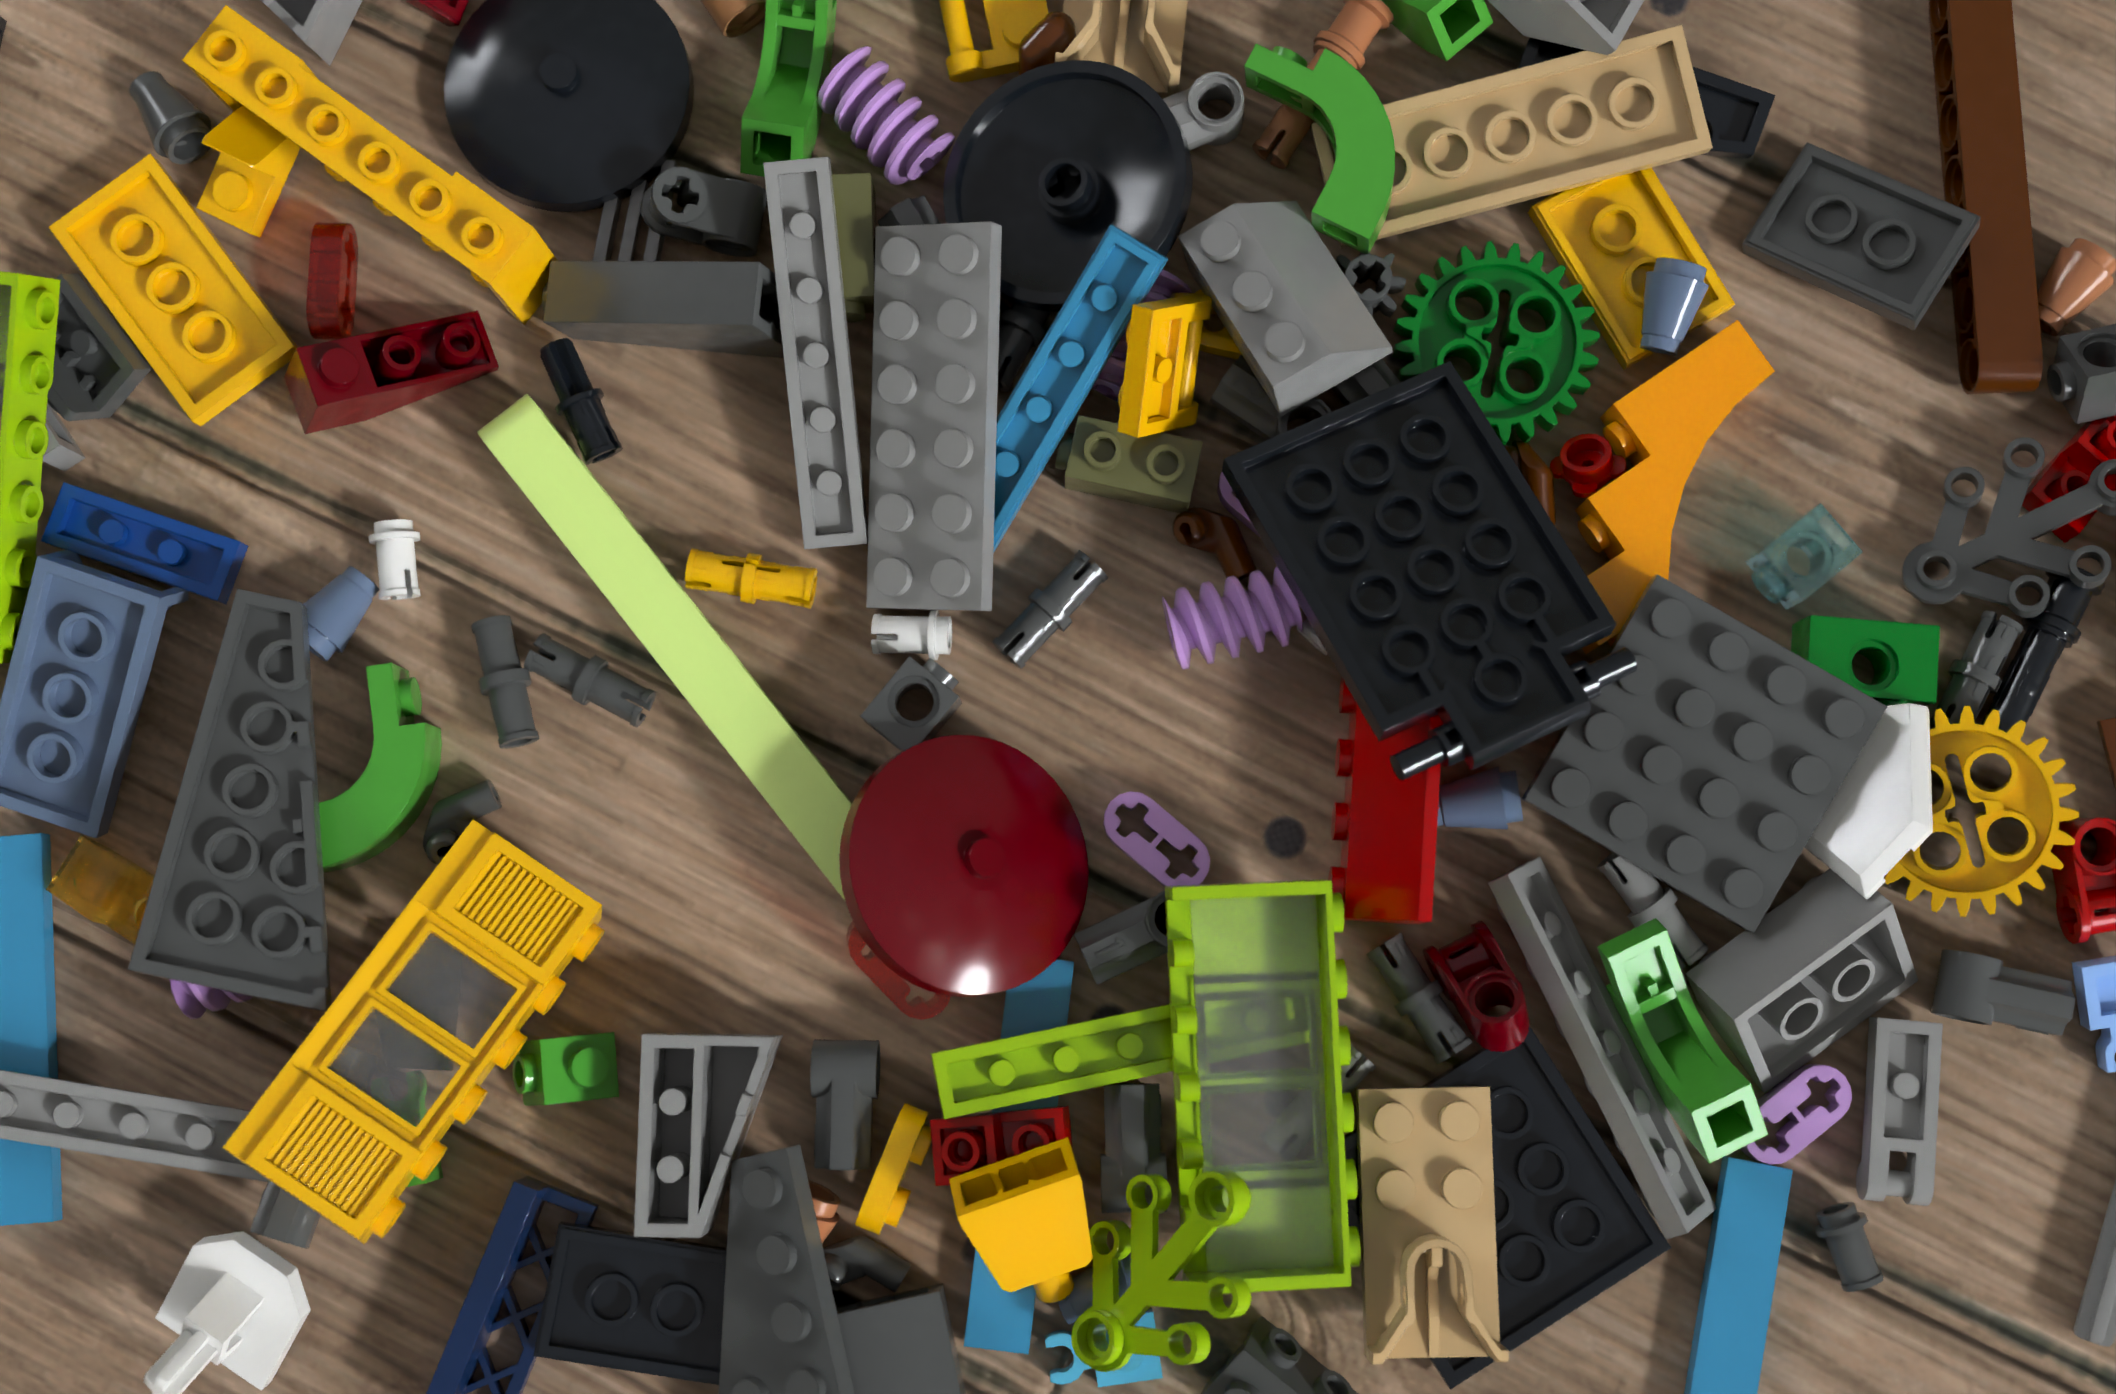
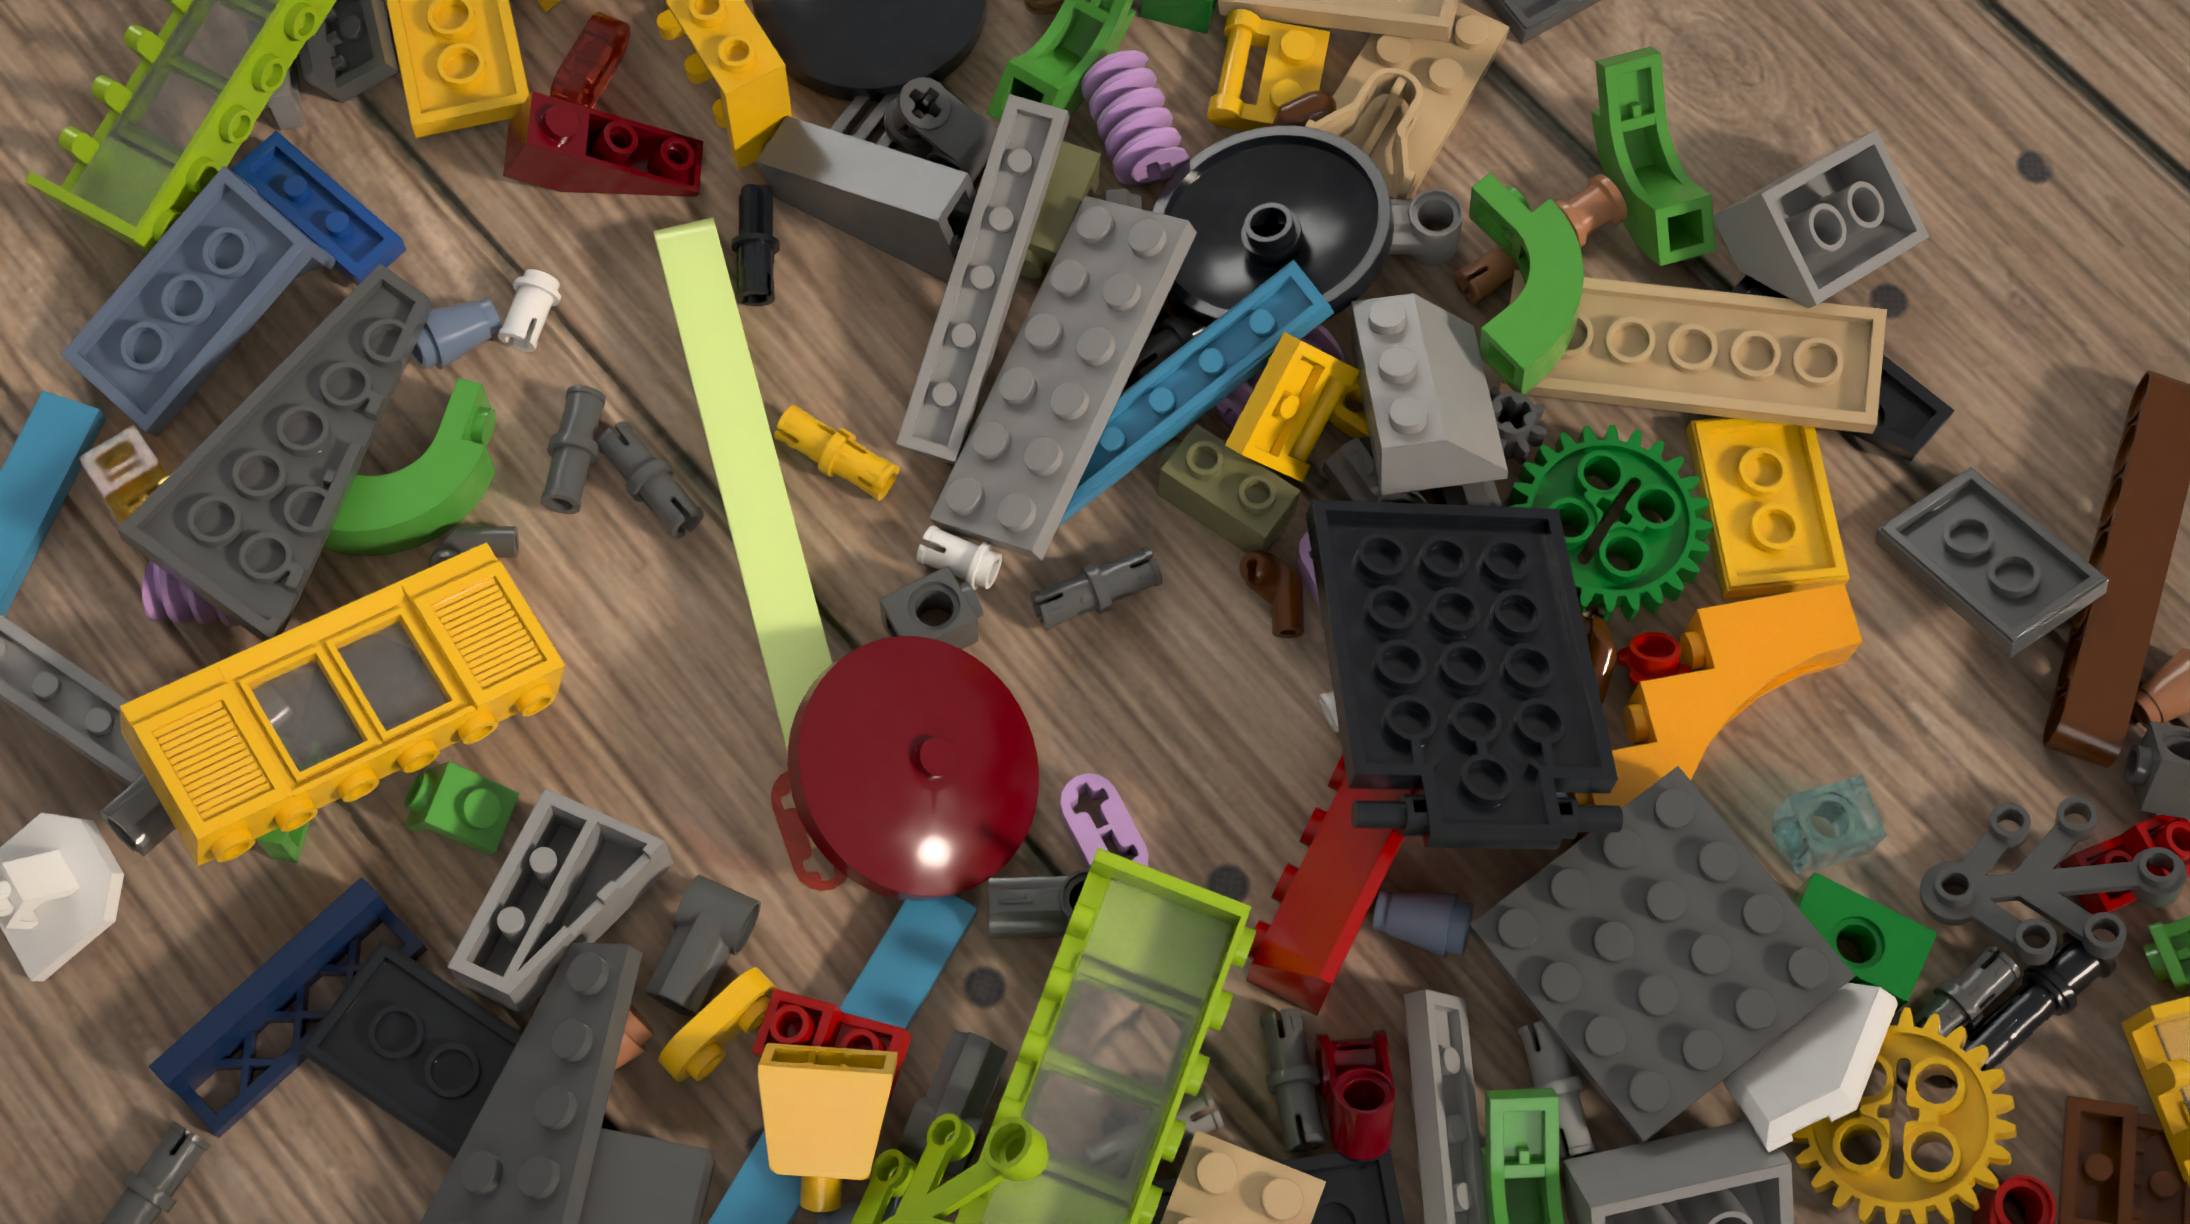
camera: 15 degrees right, 15 degrees down
(864, 1257) = (648, 1099): dark grey arm -> none
(1053, 1061) = (915, 983): lime plate -> none
(1231, 617) = (1261, 658): lavender piece -> none
(1671, 303) = (1787, 546): sand blue cone -> none

